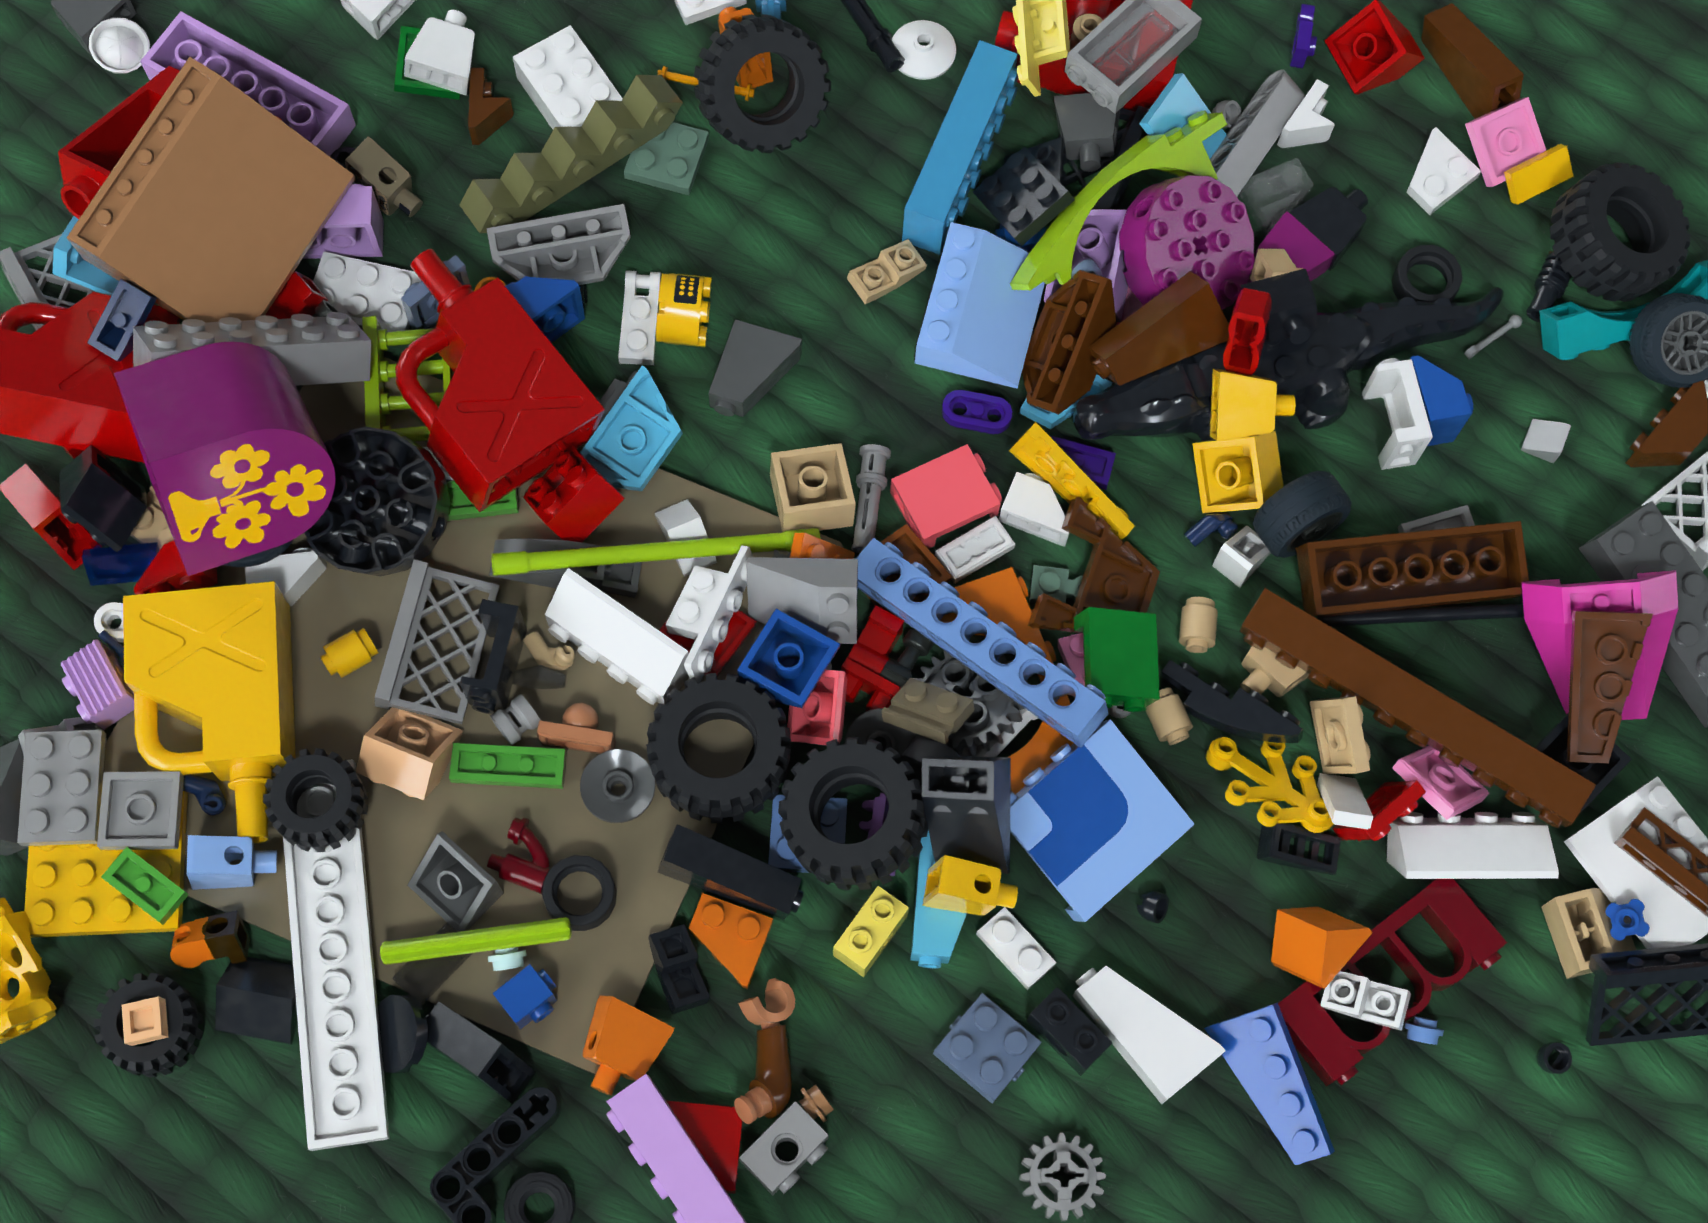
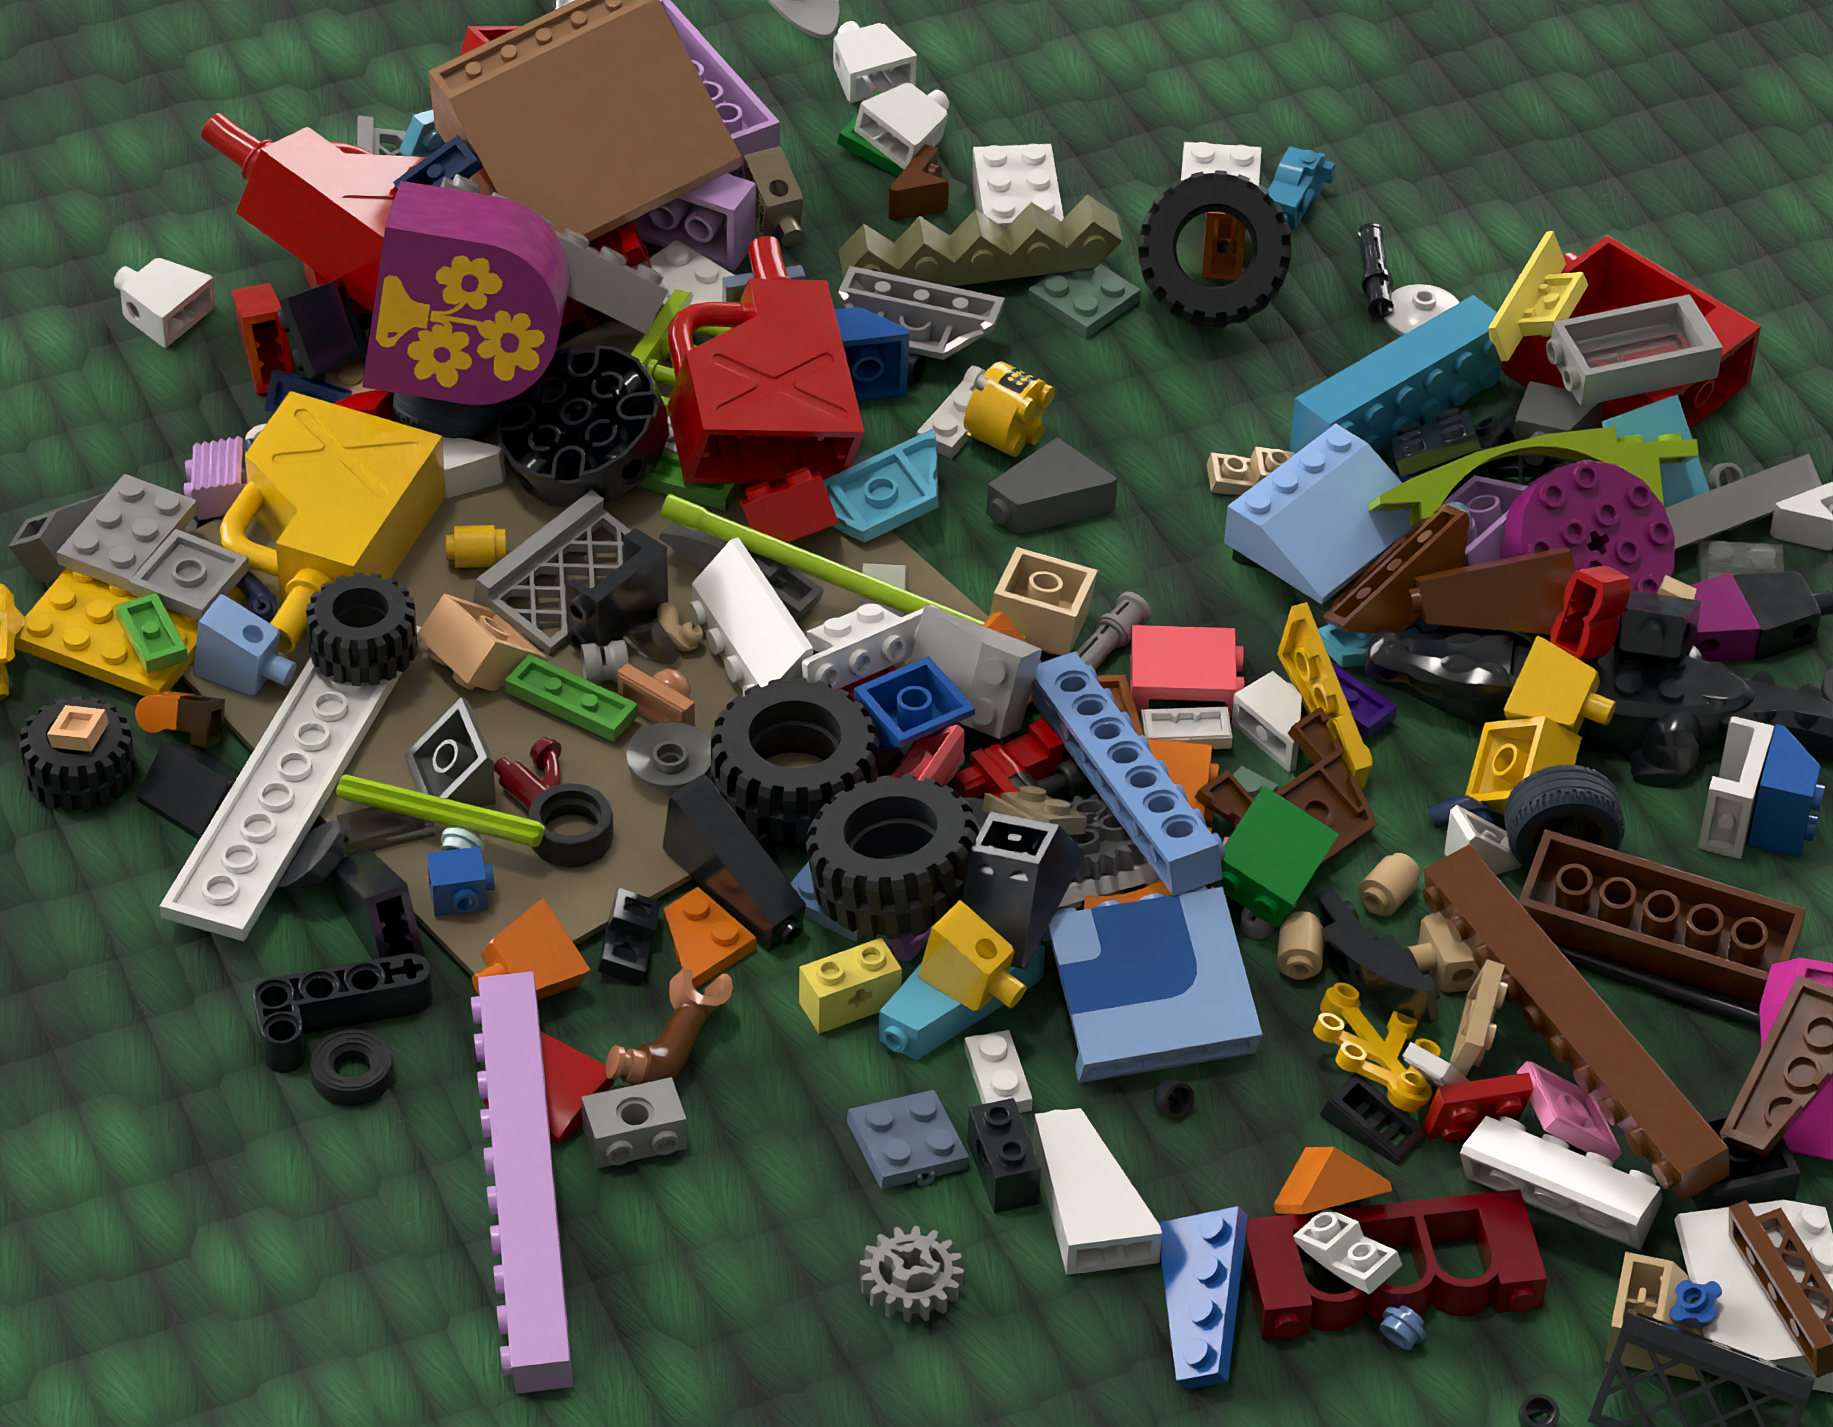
camera: 30 degrees right, 25 degrees down
(747, 92) = (1205, 276): light orange axle -> none
(815, 1103) = (693, 1100): medium nougat plate -> none
(977, 409) = (1260, 614): dark purple plate -> none

